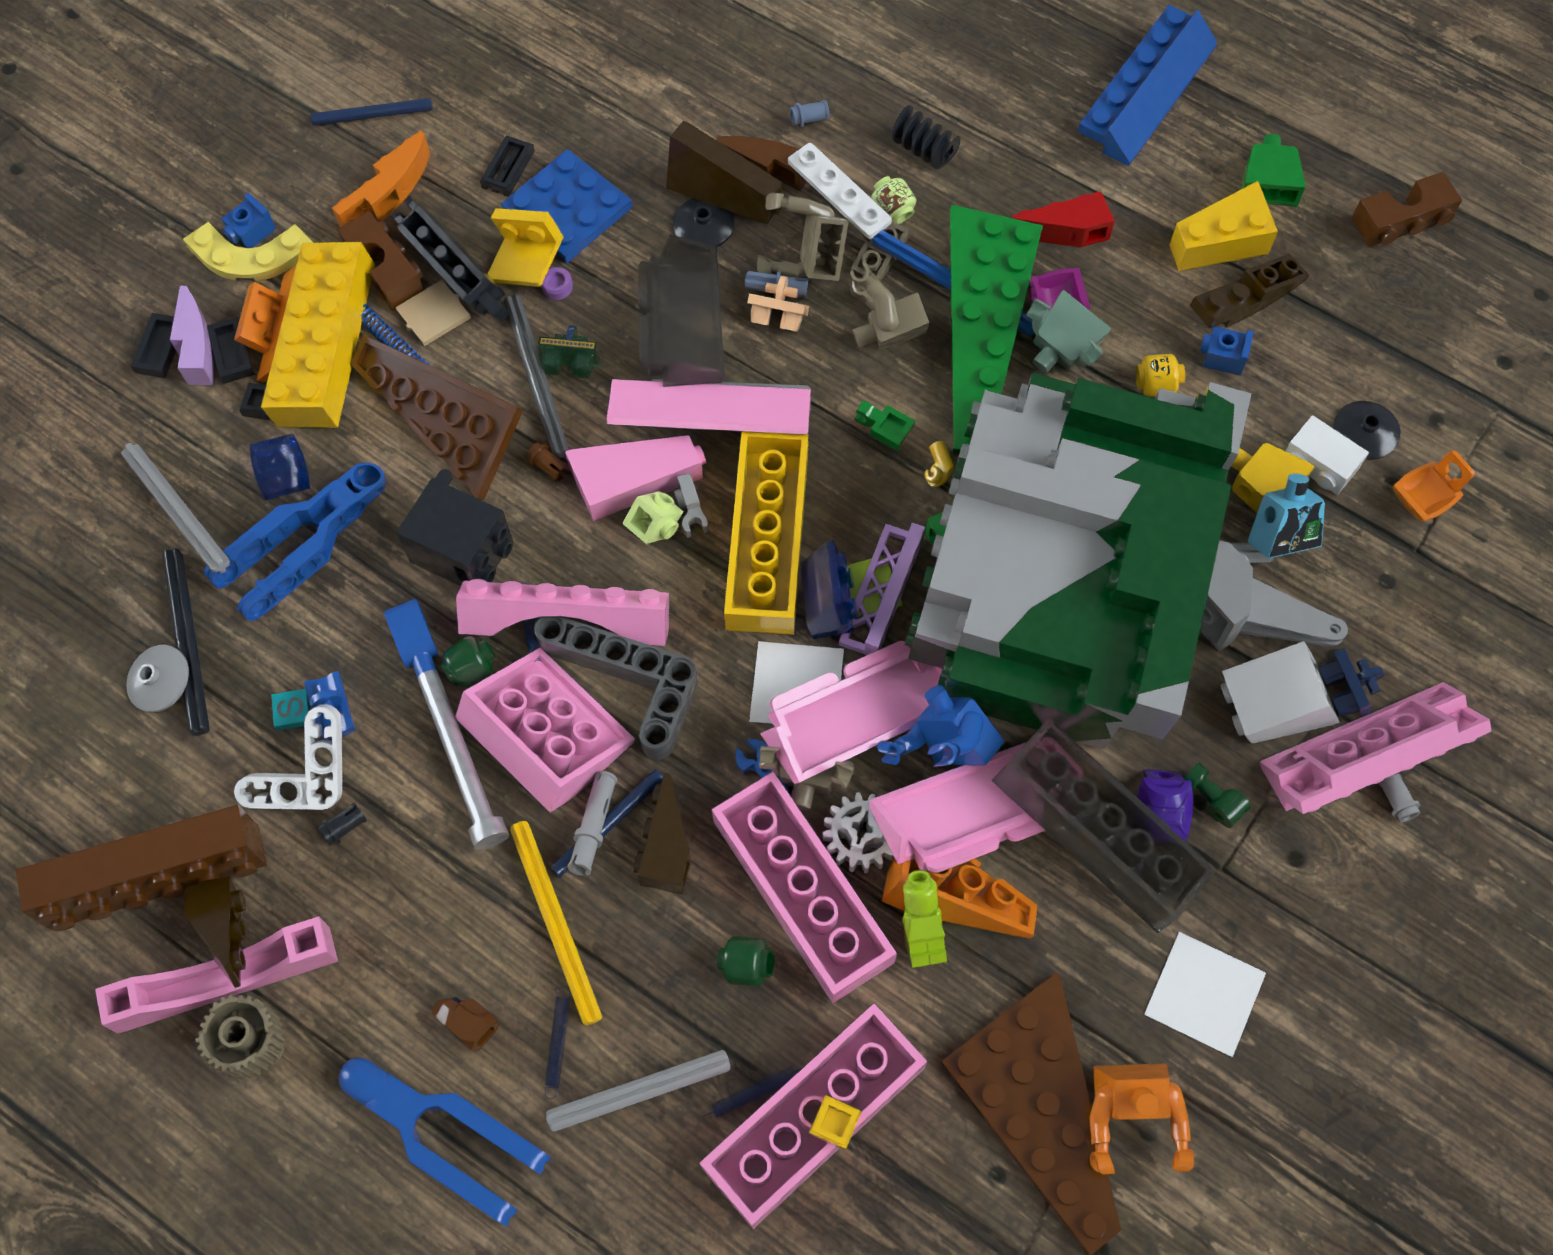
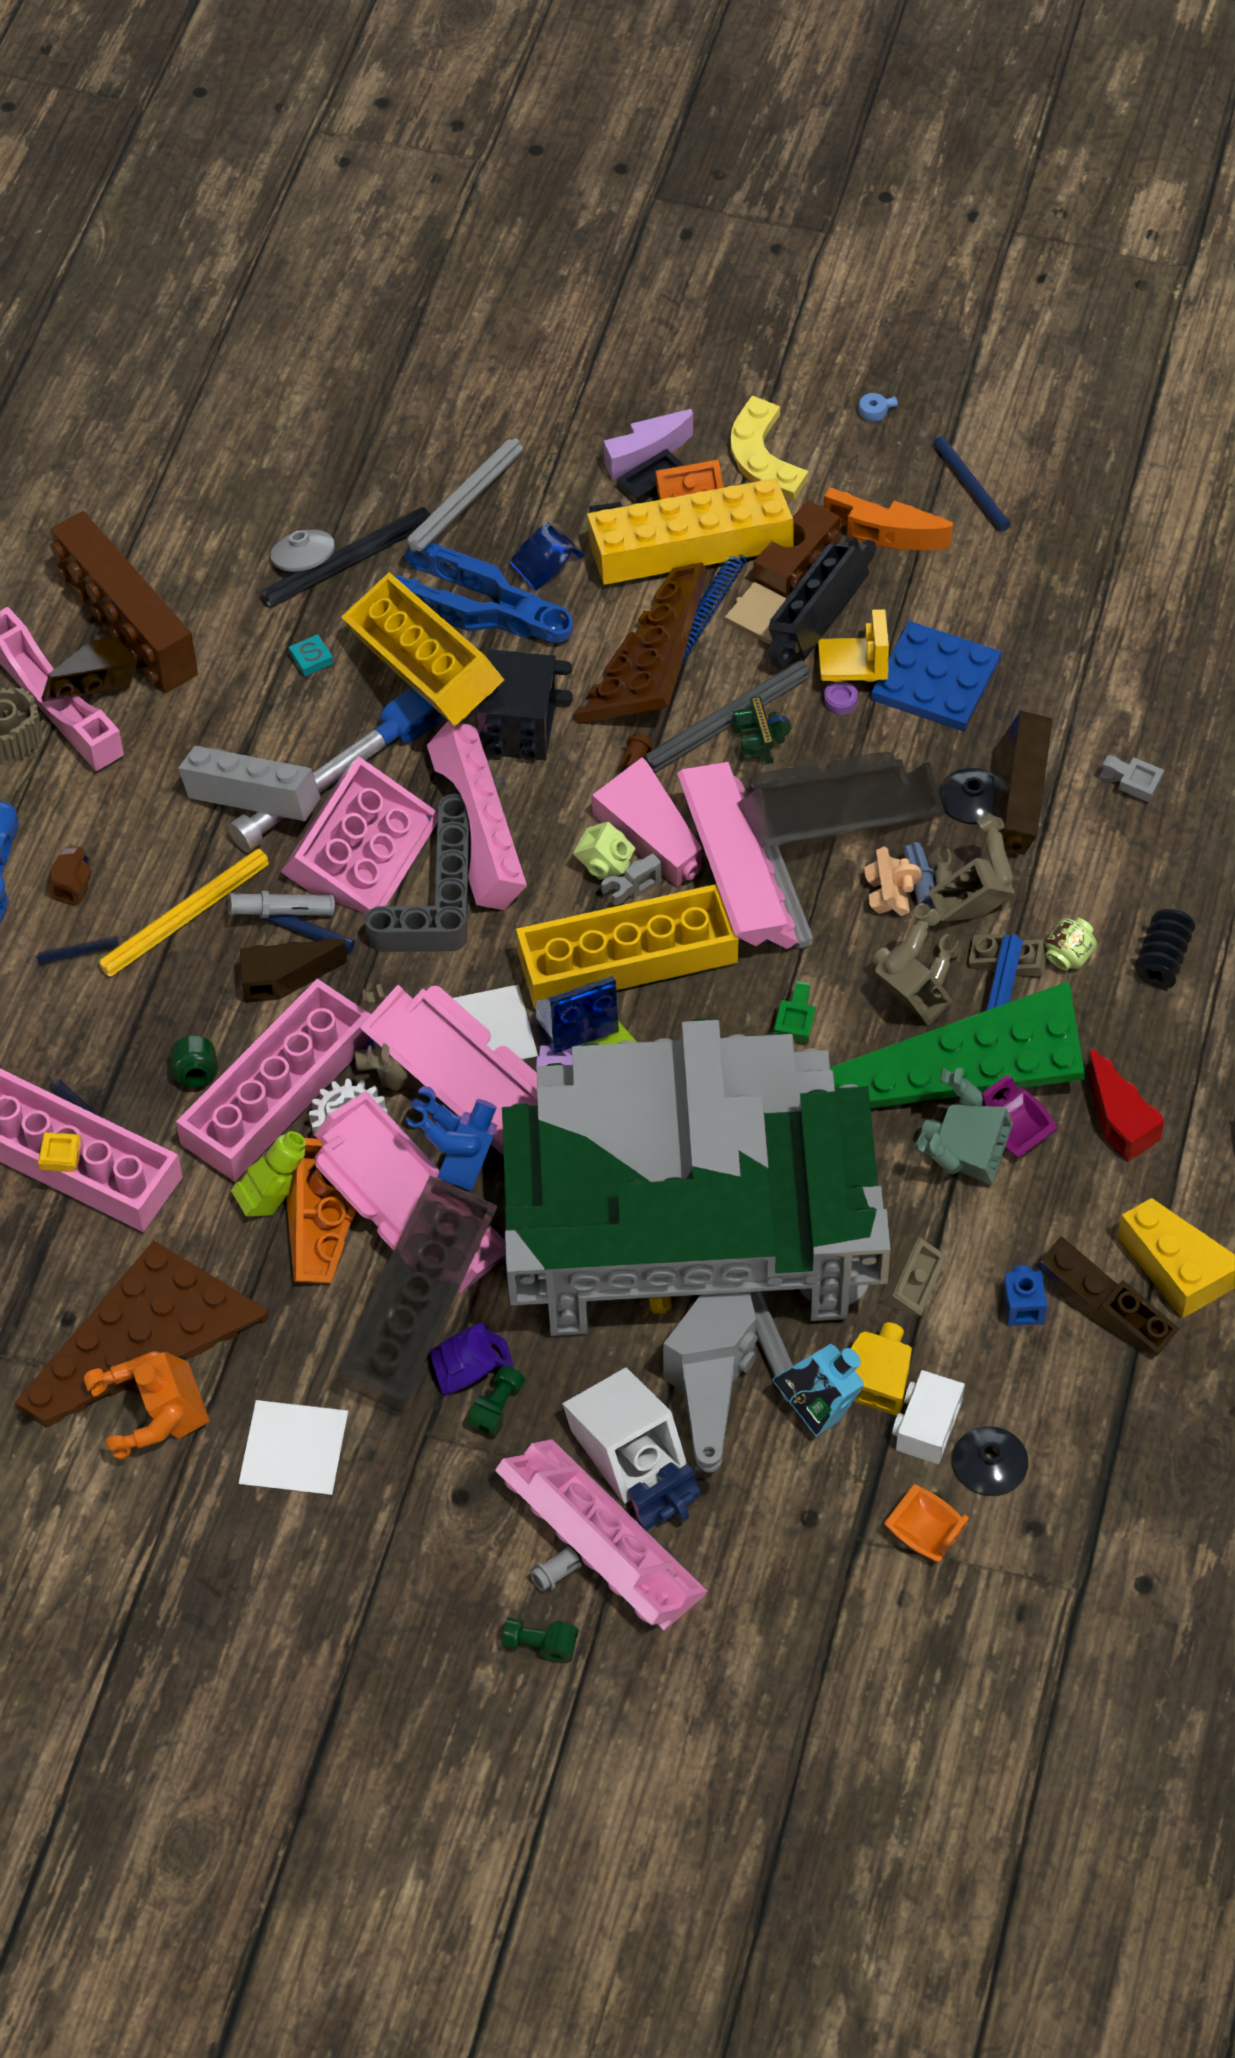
camera: 70 degrees right, 10 degrees down
(155, 347) = (617, 421): black tile -> none
(247, 152) = (874, 406): none -> medium blue piece
(248, 223) = (791, 436): blue brick -> none
(305, 783) = (245, 695): white beam -> none
(331, 692) = (319, 676): blue hips -> none
(341, 824) = (217, 728): black pin -> none
(362, 592) = (422, 649): none -> yellow brick
(428, 818) = (249, 783): none -> light grey wedge
(468, 662) = (402, 762): dark green head -> none
(516, 171) = (960, 616): black tile -> none
(637, 1090) = (54, 1022): light grey axle -> none
(742, 100) = (1135, 778): none -> light grey plate
(768, 156) = (1068, 821): reddish brown slope -> none
(809, 113) = (1150, 840): sand blue pin -> none
(839, 190) = (1050, 889): white bracket -> none
(1159, 372) = (962, 1240): yellow head -> none
(1475, 821) = (555, 1642): none -> dark green leg

